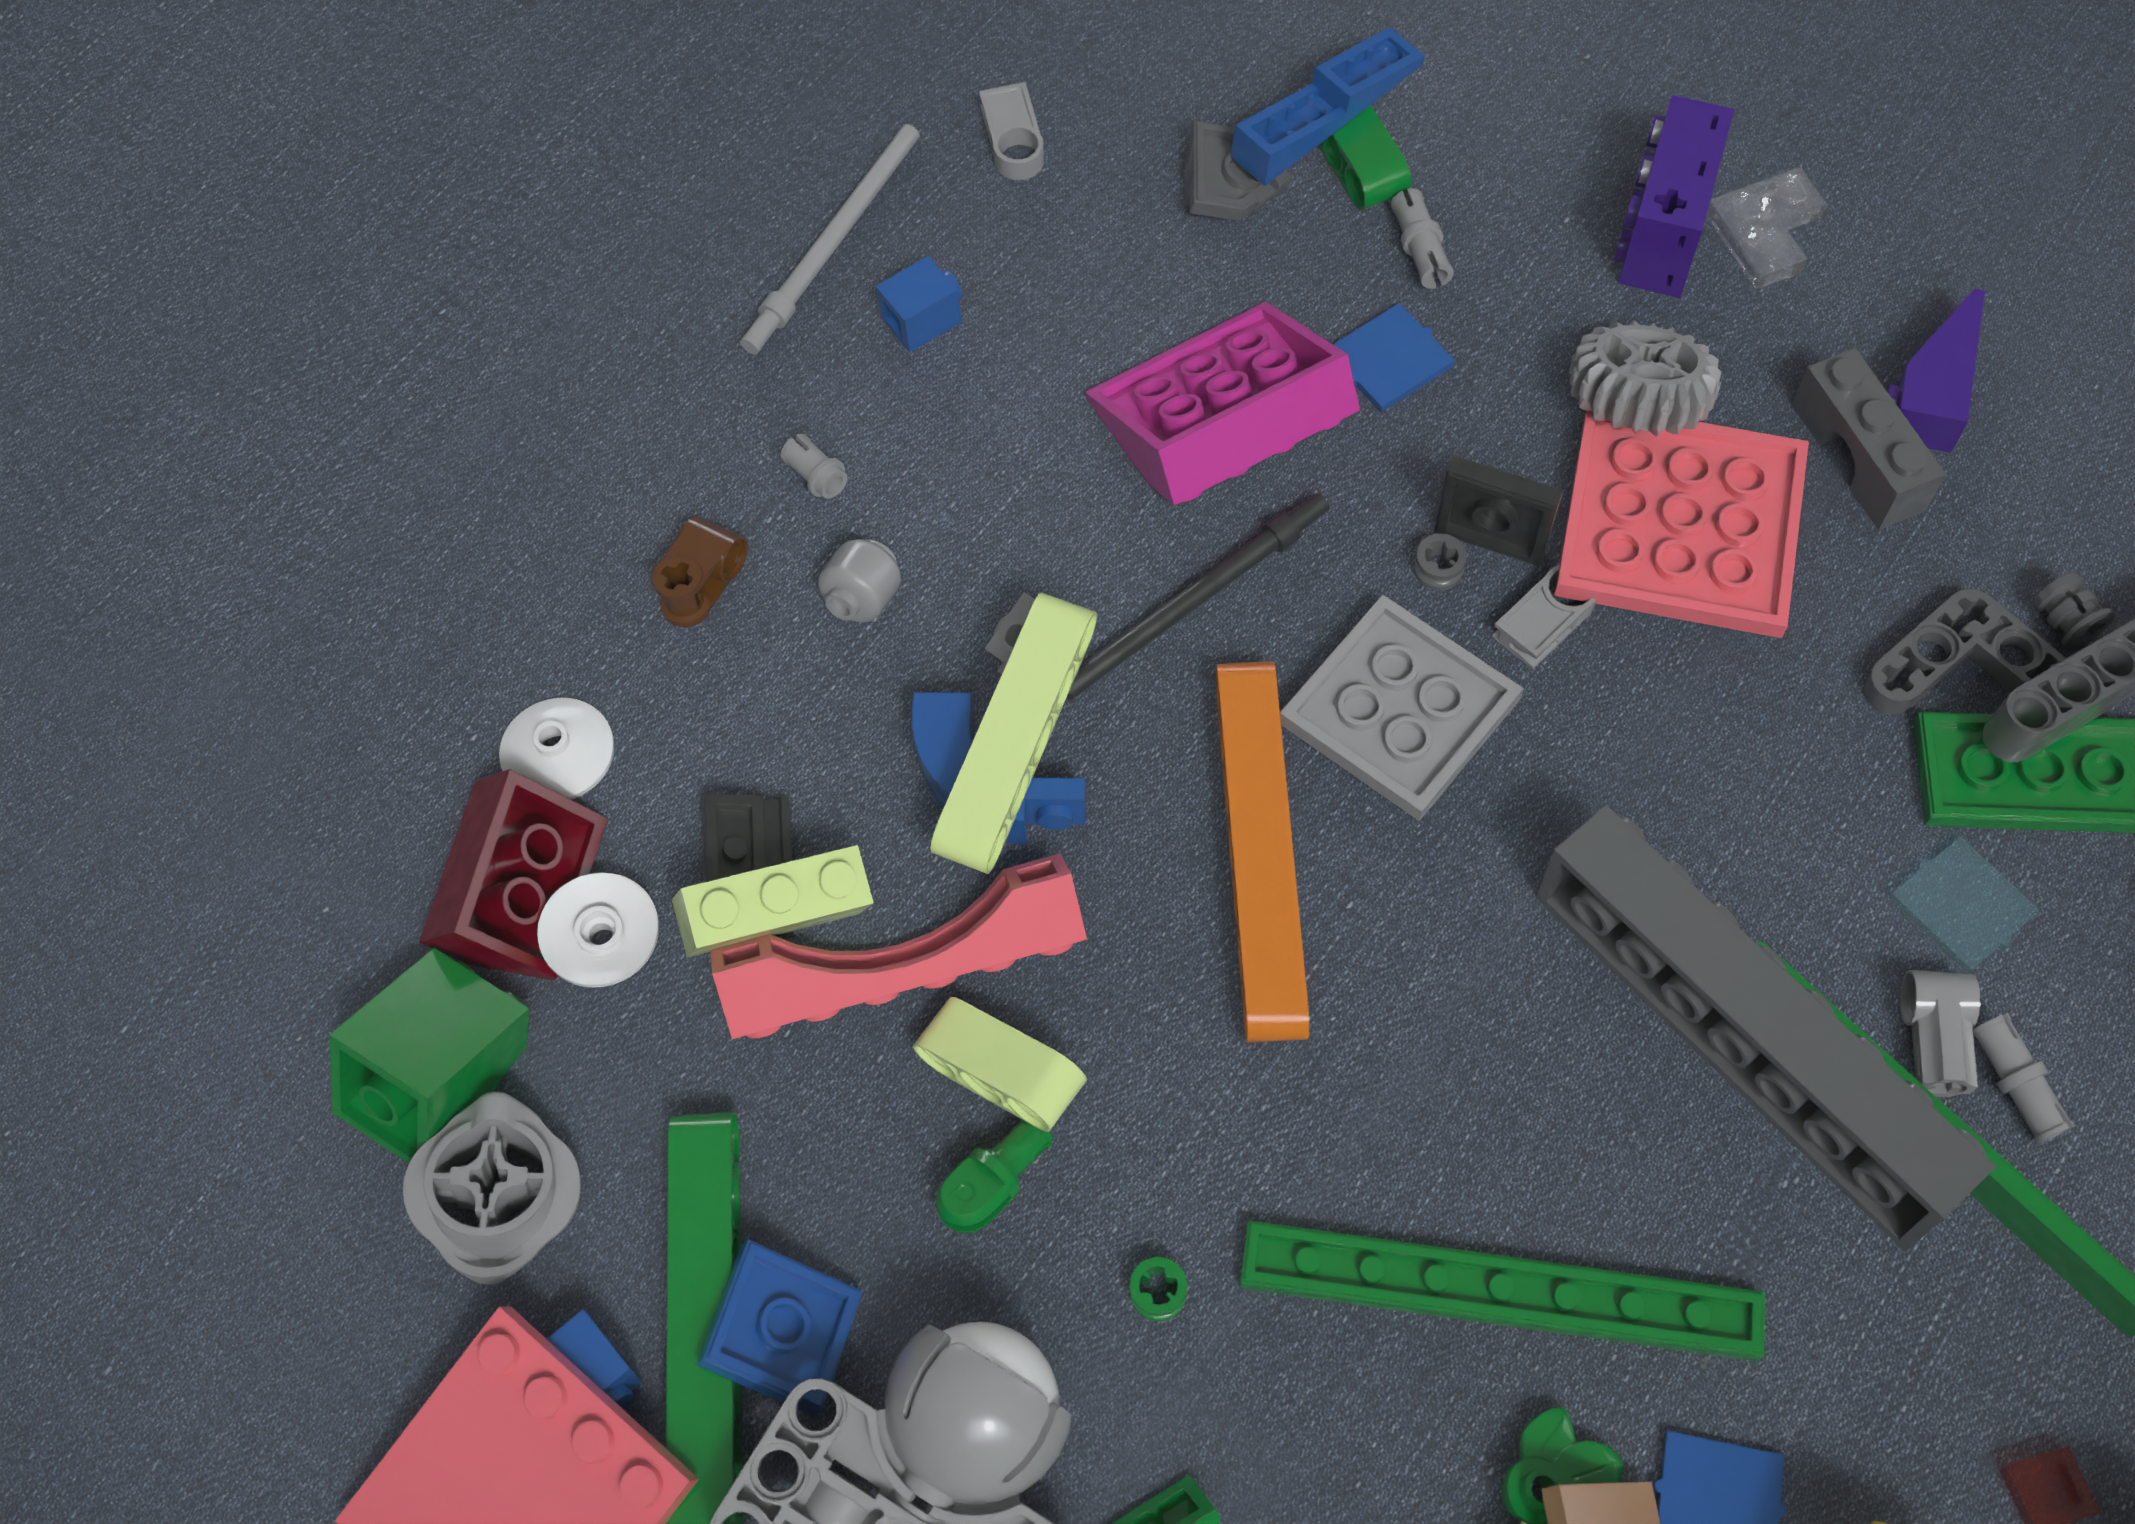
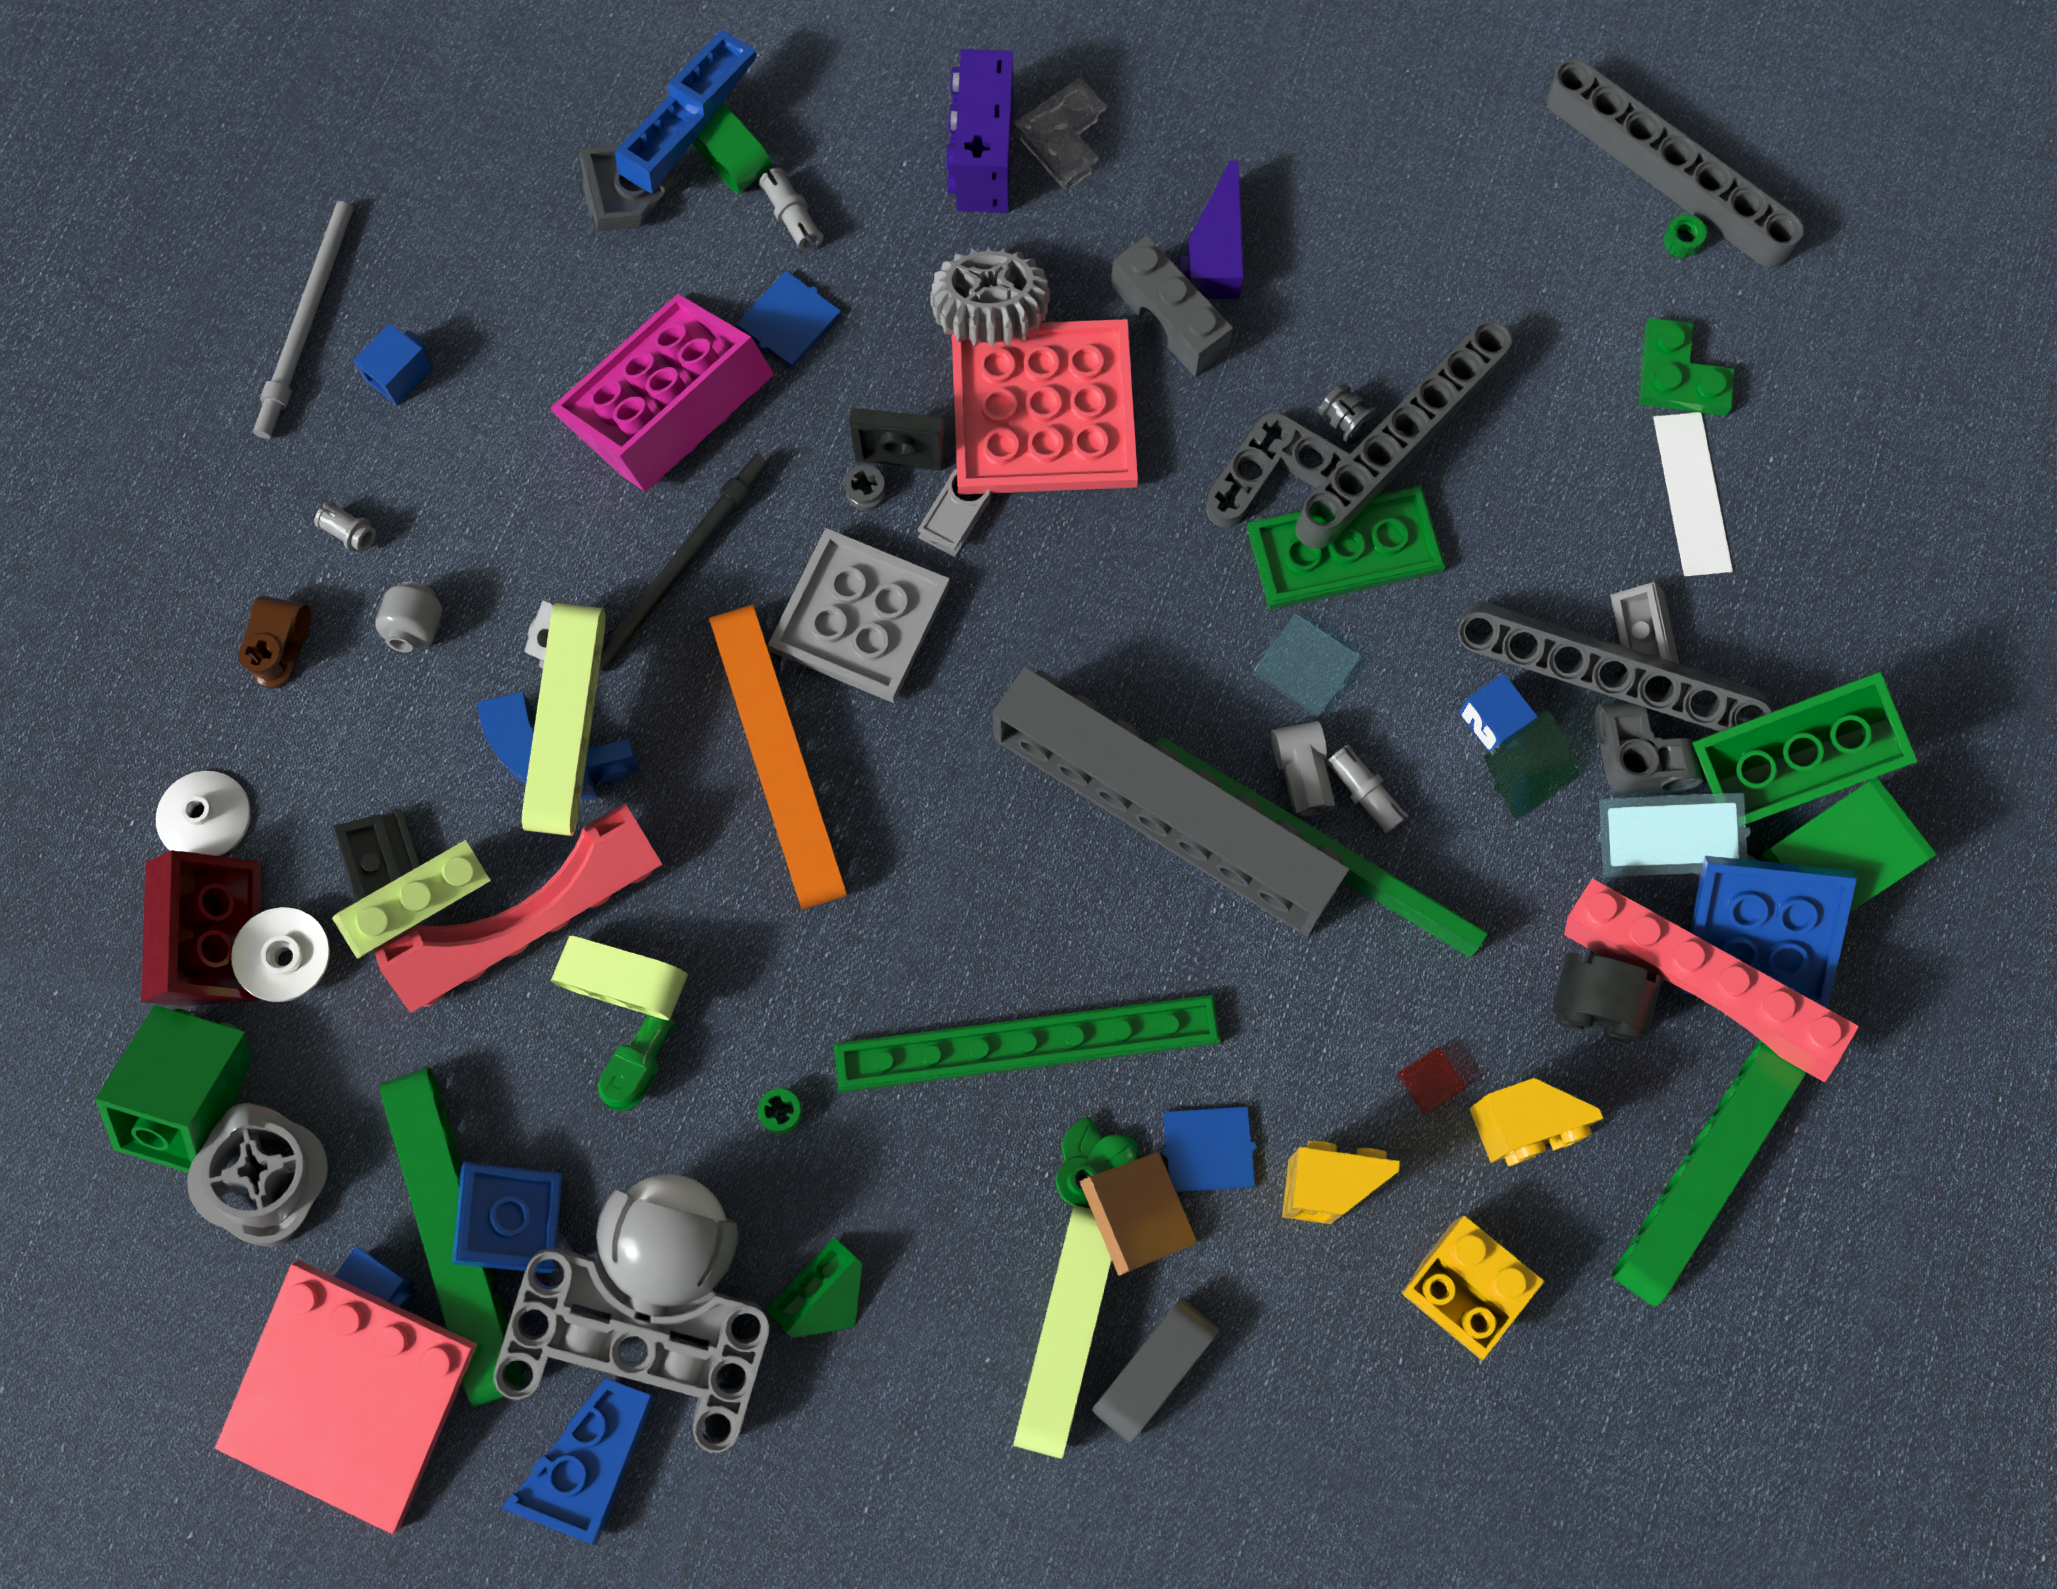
camera: 20 degrees left, 10 degrees up
(1012, 122) = (427, 180): light grey piece -> none

